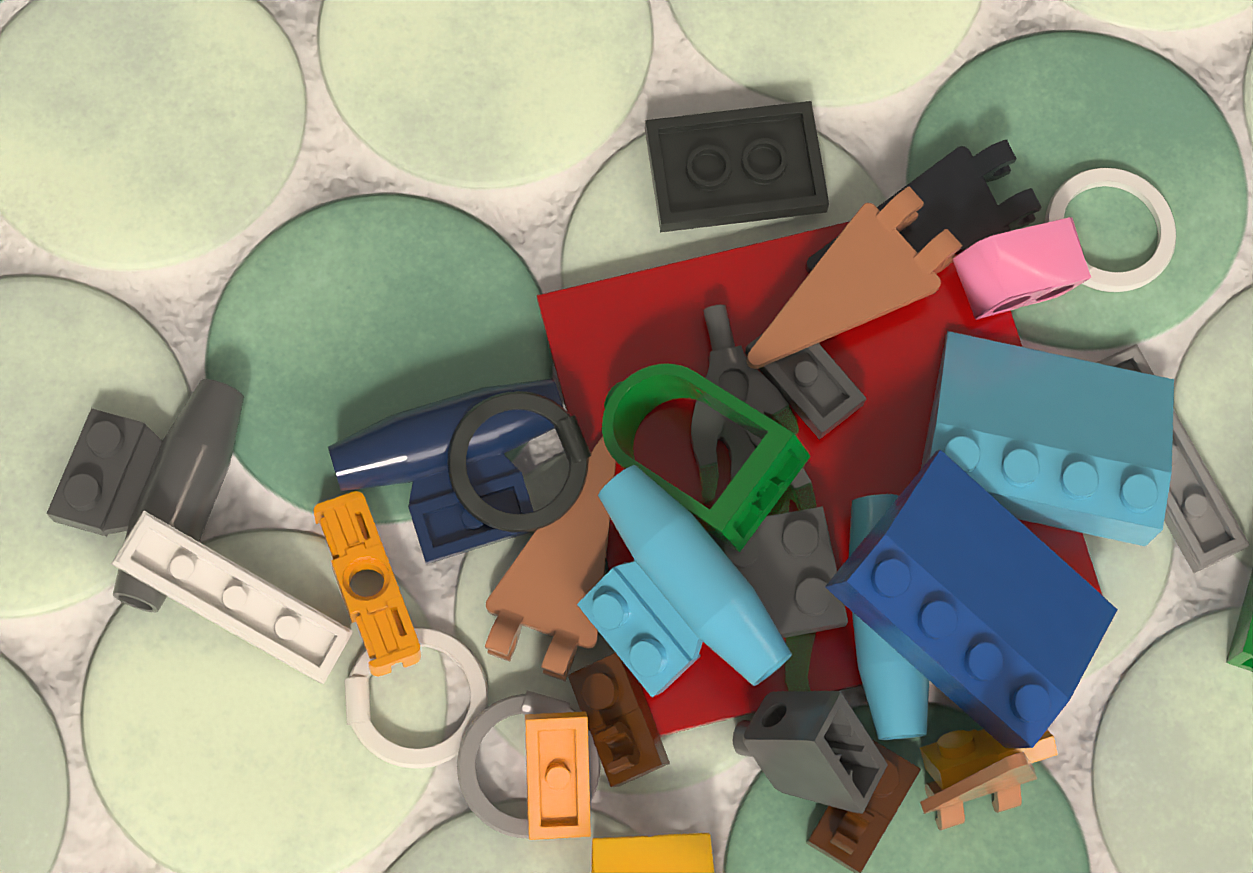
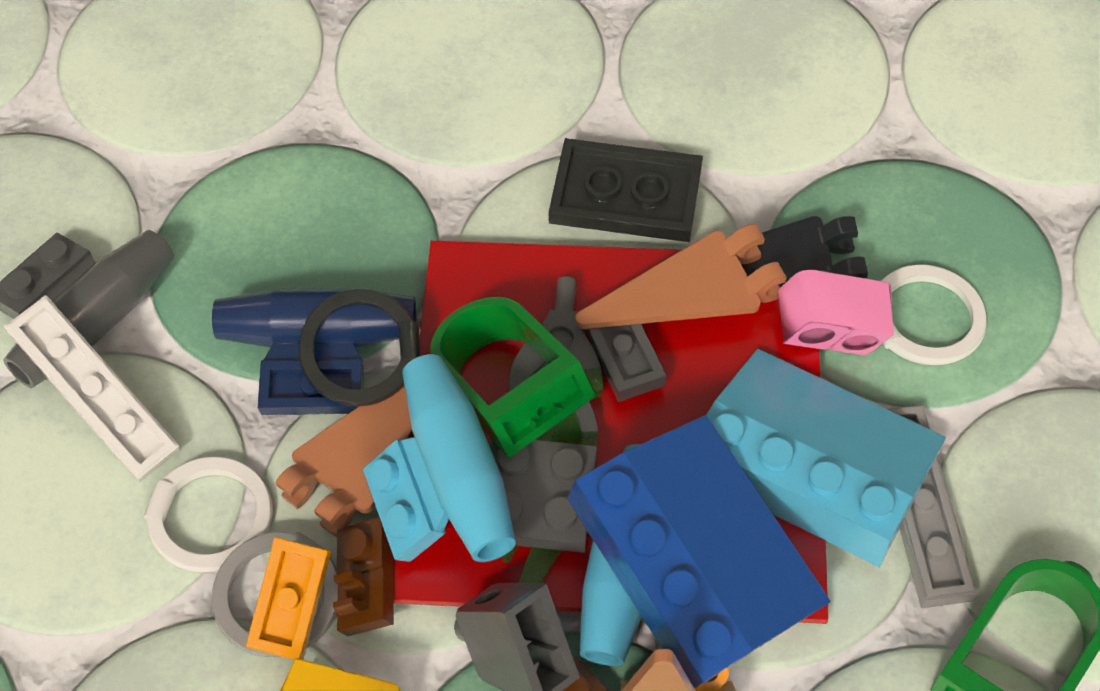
camera: 25 degrees right, 15 degrees down
(358, 547) = (206, 441): light orange piece -> none

